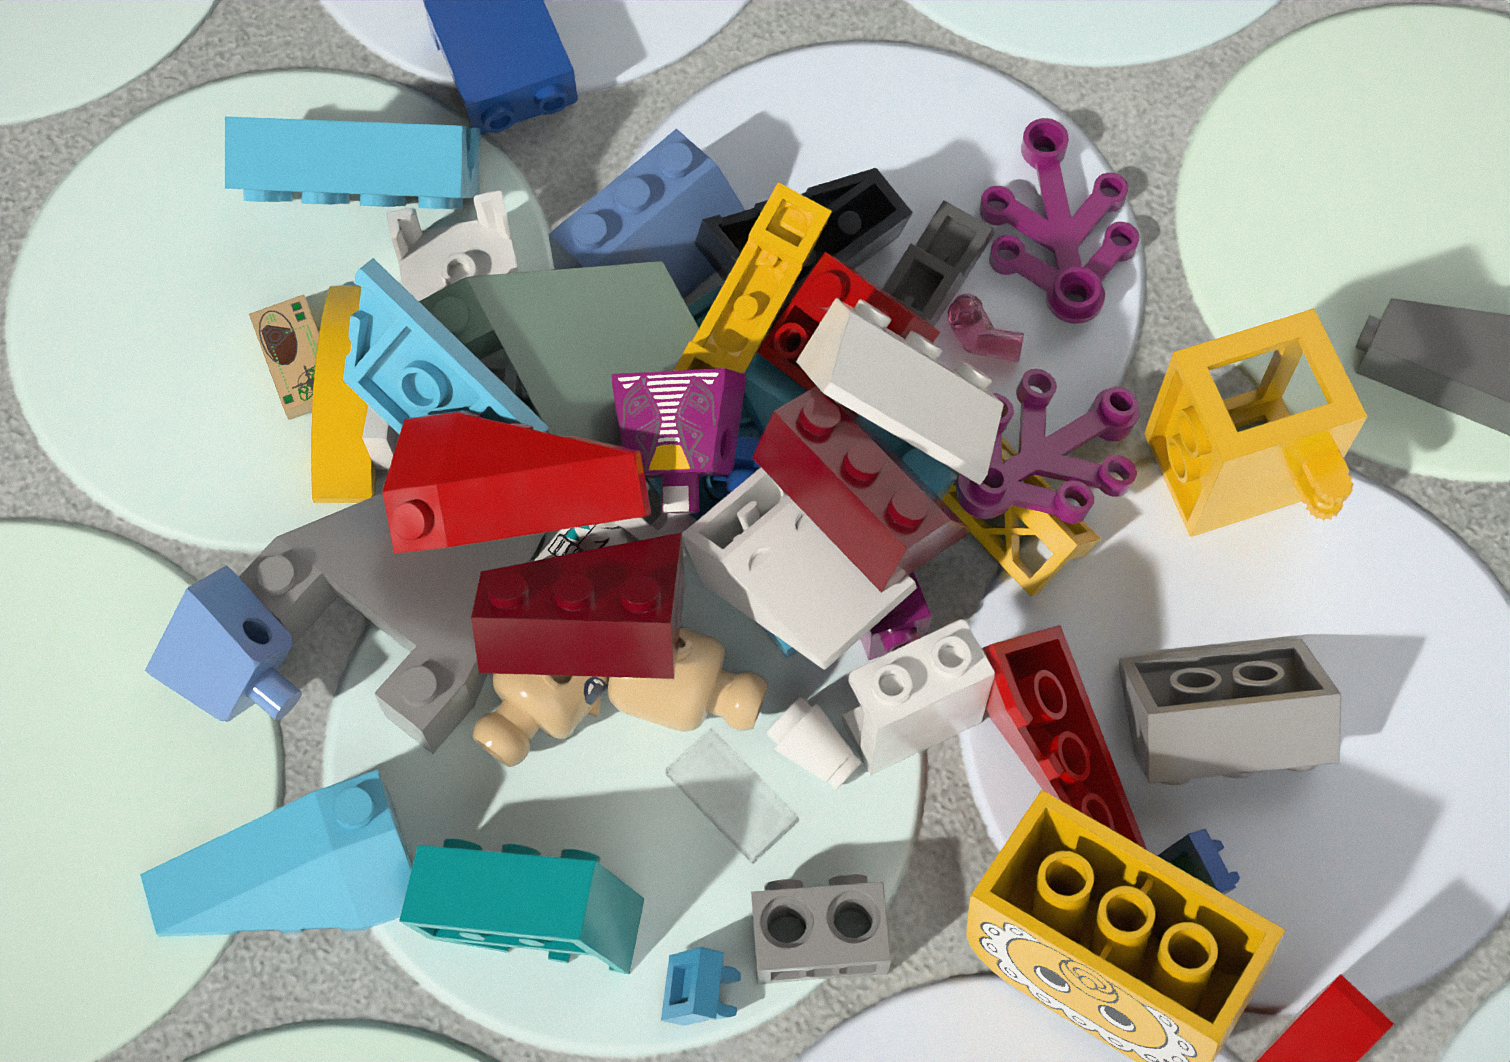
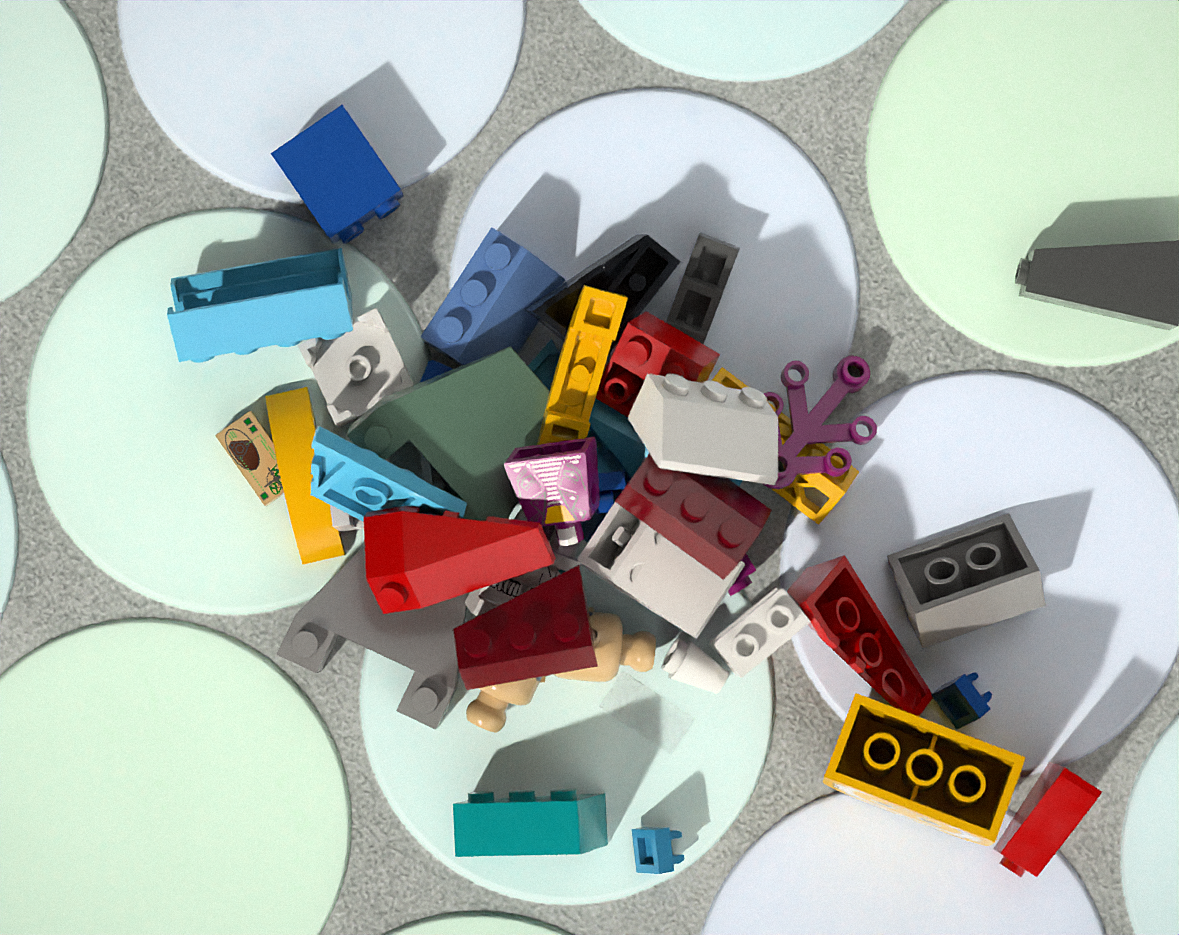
camera: 15 degrees left, 20 degrees up
(225, 651) = (286, 701): medium blue torso -> none
(304, 866) = (379, 829): medium azure wedge -> none
(822, 948) = (729, 806): light grey brick -> none
(977, 332) = (743, 330): clear pink arm -> none
(1059, 231) = (788, 232): magenta plant -> none
(1288, 460) = (918, 406): yellow piece -> none

